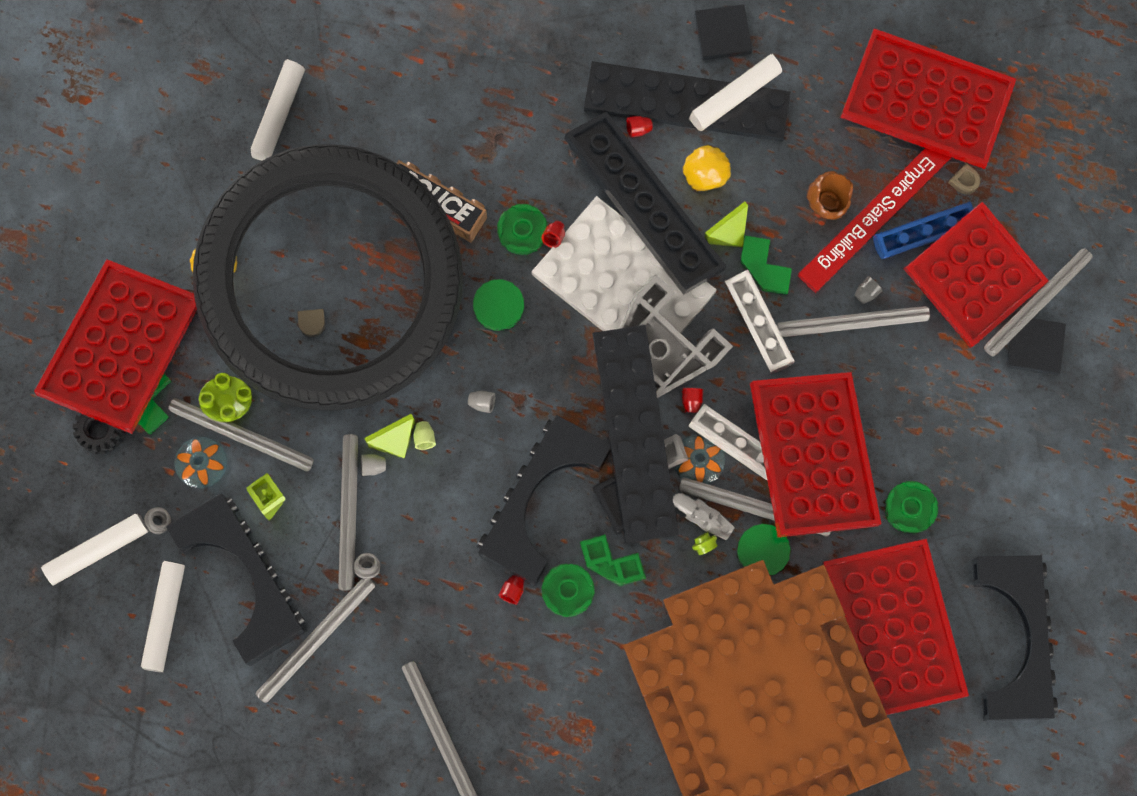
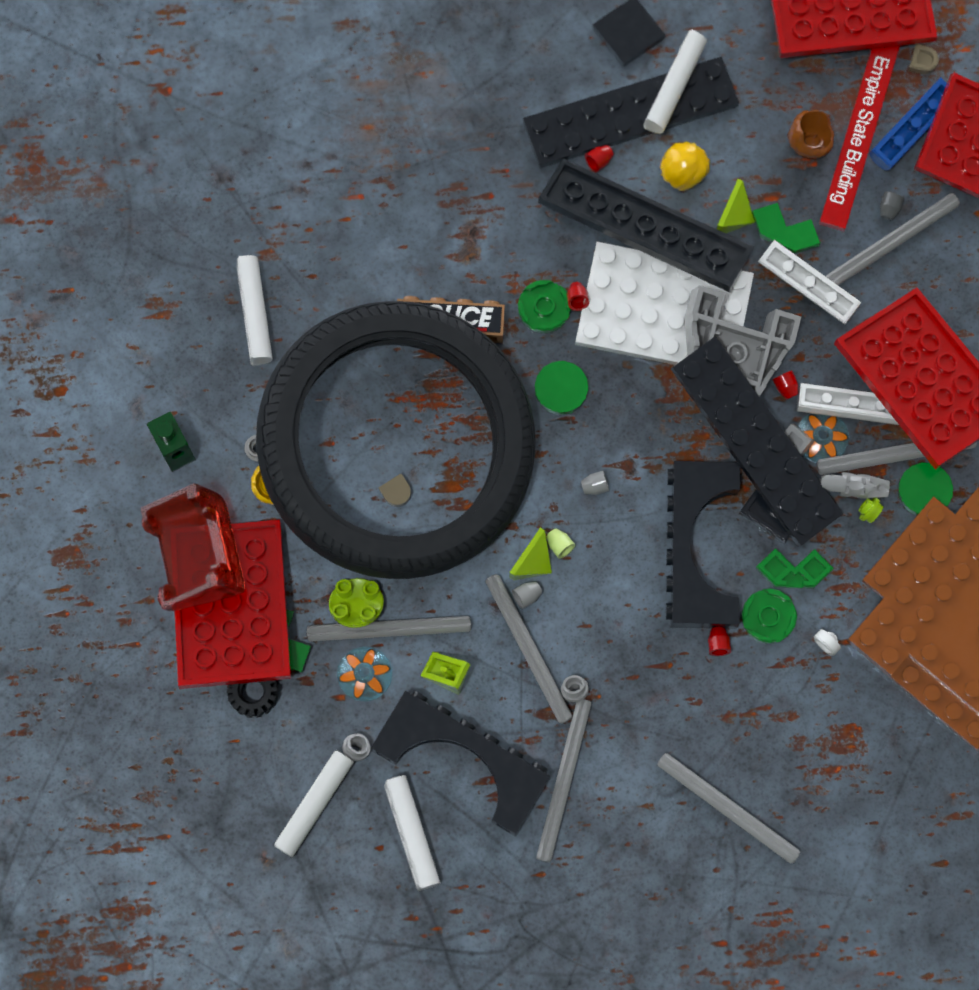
camera: 25 degrees left, 0 degrees up
(116, 283) = (195, 547): none -> clear red windscreen
(146, 179) = (171, 440): none -> dark green torso
(605, 638) = (827, 642): none -> white tile

